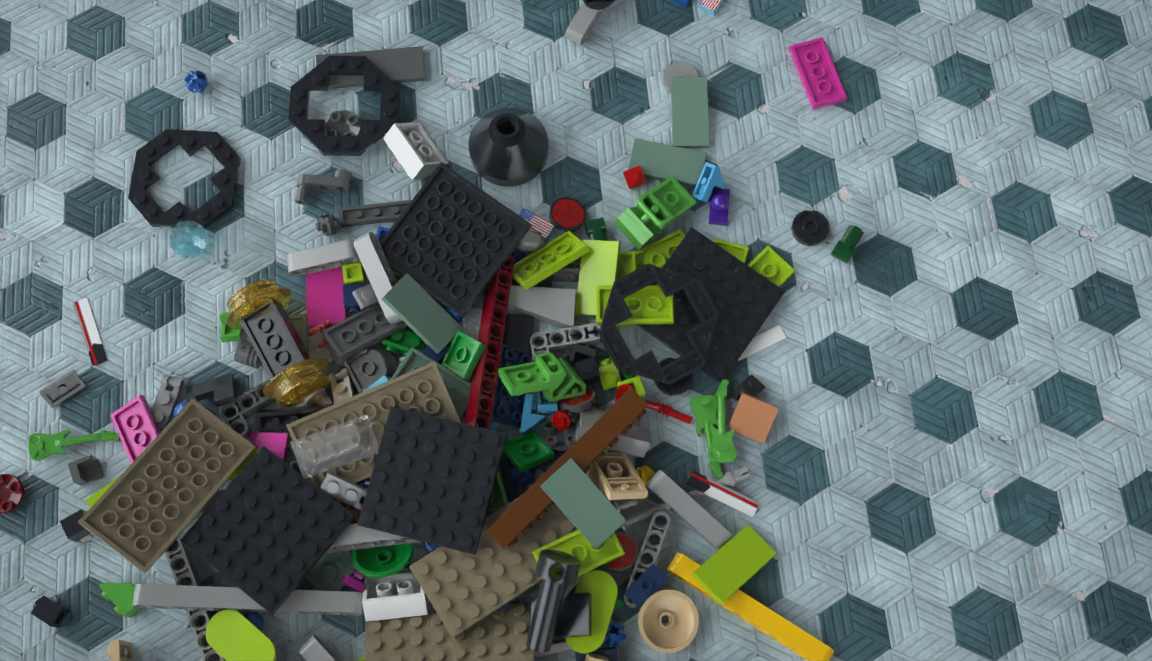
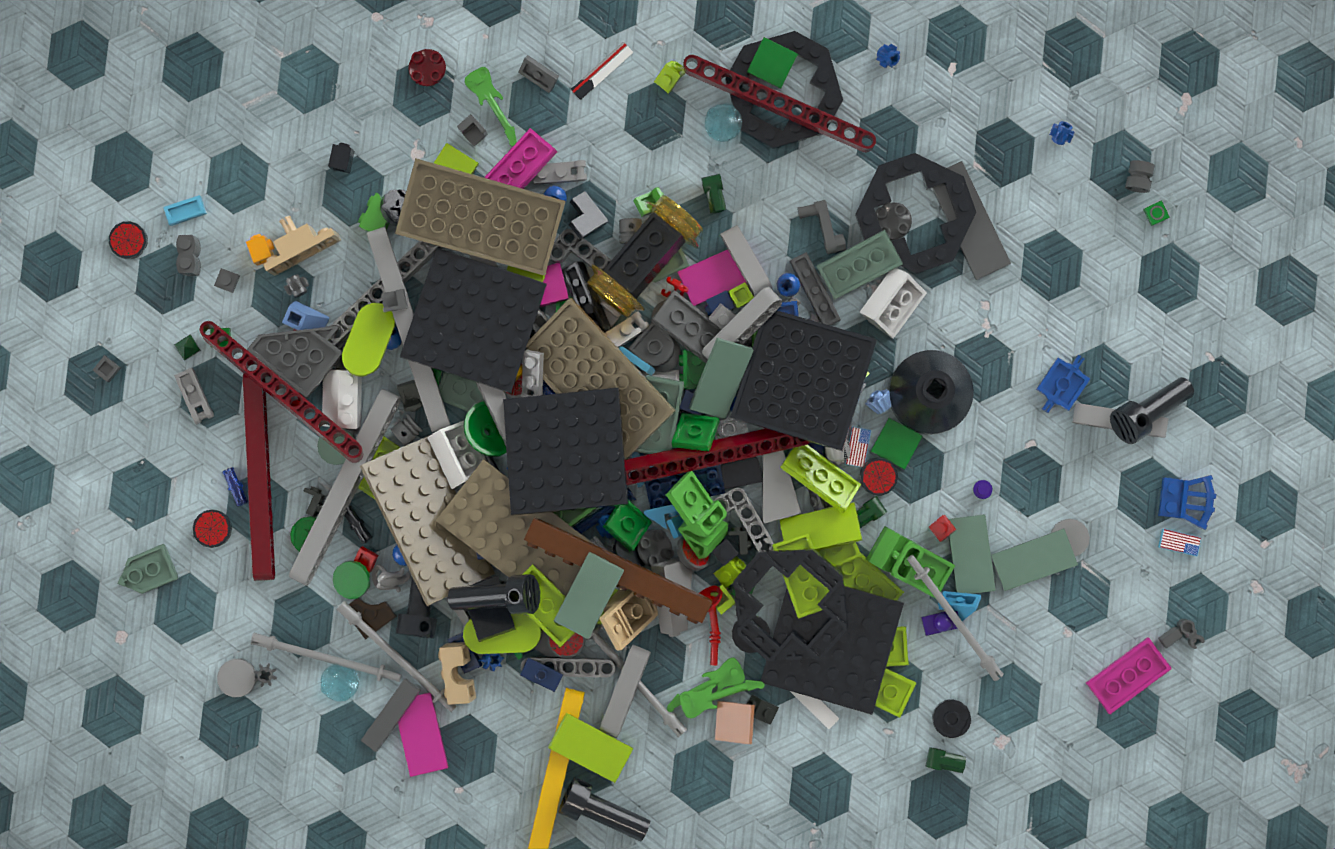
camera: 80 degrees right, 15 degrees up
(72, 528) = (422, 147): black brick -> none
(121, 572) = (391, 205): none -> tile
(123, 271) = (669, 76): none -> lime bracket
(154, 177) = (772, 62): none -> green tile
(183, 184) = (772, 96): none -> dark red beam
(213, 599) = (394, 300): none -> dark grey panel
(244, 267) = (713, 189): none -> dark green piece
(317, 624) = (410, 396): none -> pearl dark grey bracket
(327, 224) = (784, 249): dark grey gear -> none
(335, 446) = (566, 350): clear windscreen -> none
(347, 636) = (410, 427): none -> dark grey piece
(353, 581) = (457, 412): magenta tile -> none
(360, 228) = (788, 285): none -> blue piece
(369, 164) = (859, 264): none -> sand green tile
(500, 189) = (879, 401): none -> light blue piece
(543, 190) = (896, 443): none -> green tile
(544, 40) = (1063, 384): none -> blue plate
(561, 420) = (668, 545): red plate -> none
(611, 133) = (982, 489): none -> dark purple plate
(645, 473) = (645, 639): yellow plate -> none
(680, 624) = (513, 713): tan dish -> none
(722, 493) = (653, 716): sticker -> none
(768, 180) = (986, 660): none -> light grey bar
(784, 592) = (580, 801): none -> black piece
(791, 16) = (1184, 627): none -> dark grey bar

